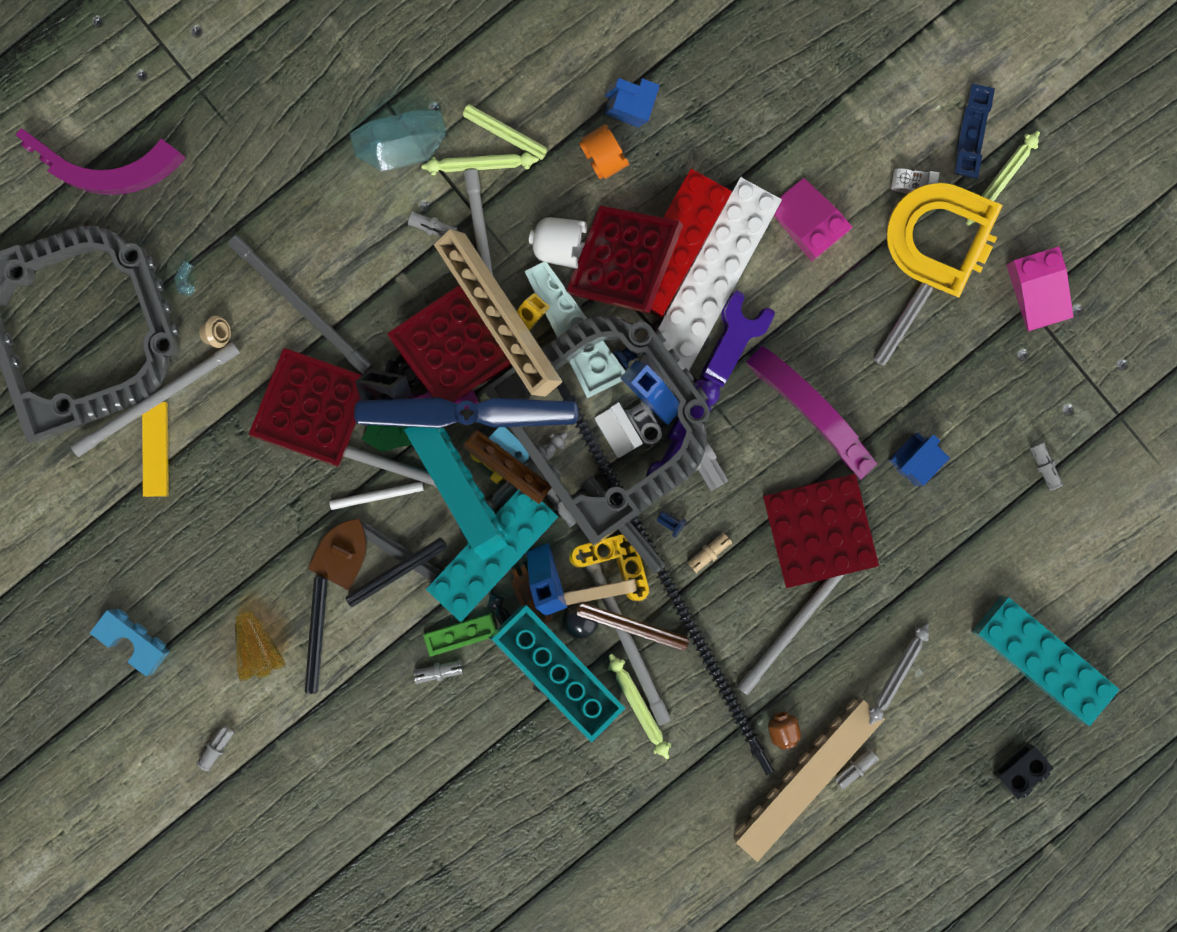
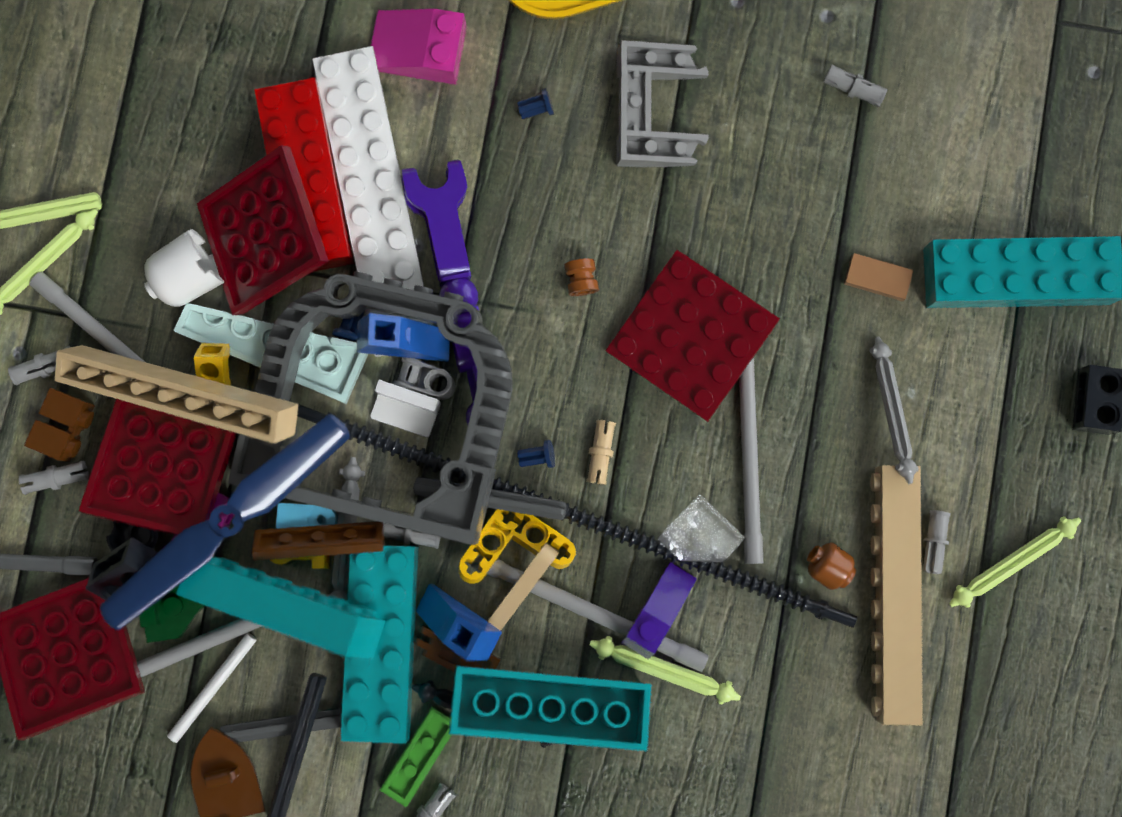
camera: 40 degrees left, 5 degrees down
(386, 298) = (53, 477): none -> light grey pin
(404, 277) = (54, 440): none -> reddish brown piece
(577, 626) = (530, 634): black hair -> none
(605, 152) = (153, 147): orange brick -> none
(631, 102) = (138, 74): blue plate -> none
(632, 626) = (586, 594): axle -> none
(664, 671) = (659, 611): none -> dark purple slope
(710, 470) = (530, 368): light grey piece -> none
(726, 648) = (701, 534): none -> clear plate
(785, 442) = (581, 277): none -> dark orange wheel
(814, 408) = (579, 216): magenta arch -> none
(847, 316) = (536, 105): none -> dark blue piece
(891, 819) = (1015, 561): none -> yellowish green wheel
(903, 324) = (596, 68): light grey axle -> none
(919, 459) = (726, 181): blue plate -> none
(926, 344) = (635, 68): none -> light grey wedge
(959, 590) = (878, 277): none -> medium nougat tile

